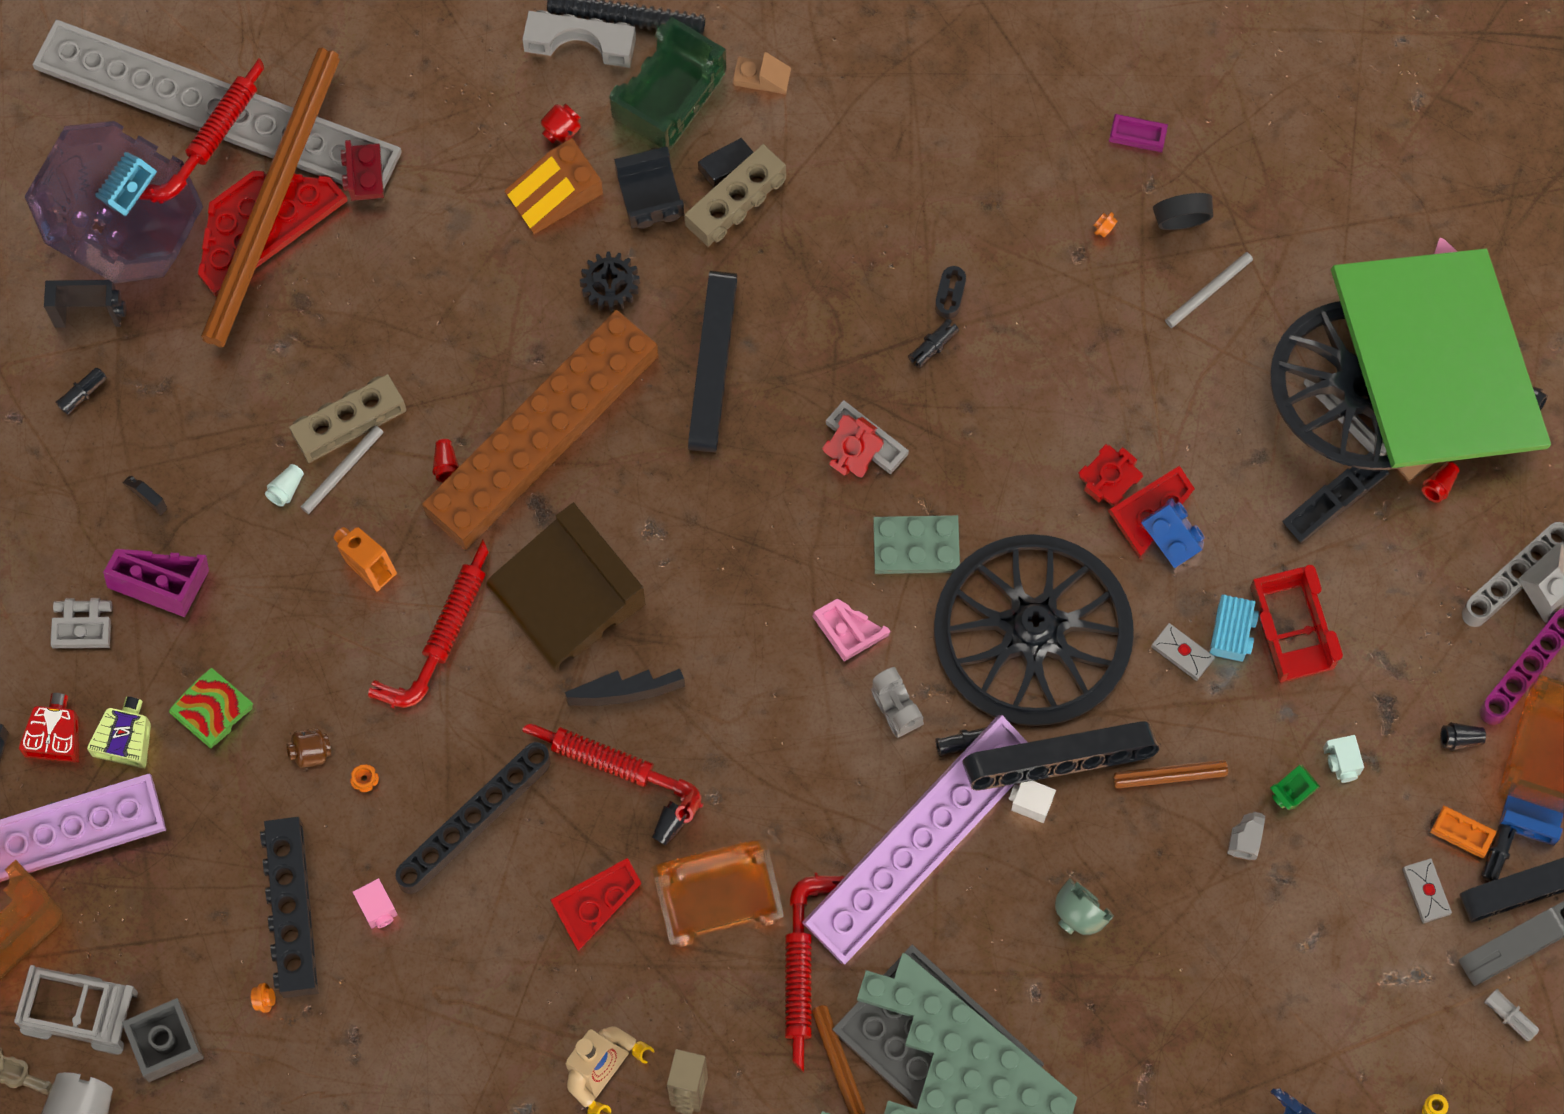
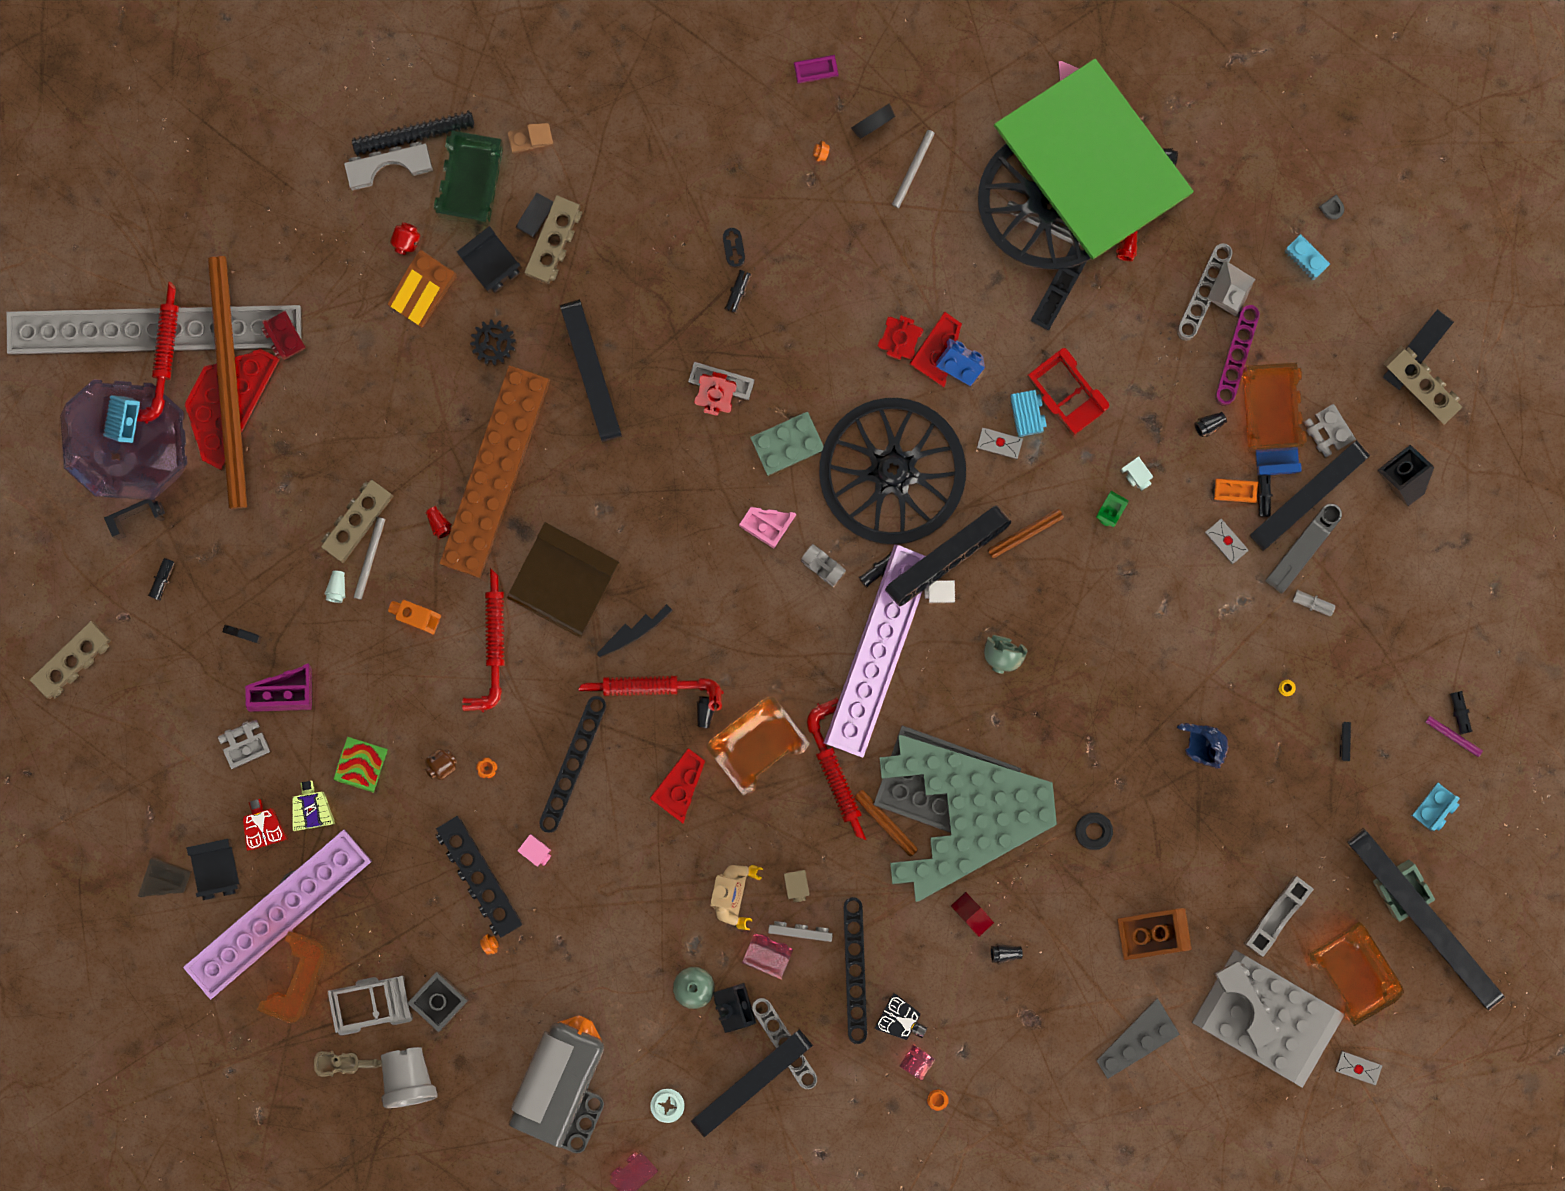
camera: 20 degrees left, 15 degrees up
(1247, 836) = (1093, 555): light grey rock -> none

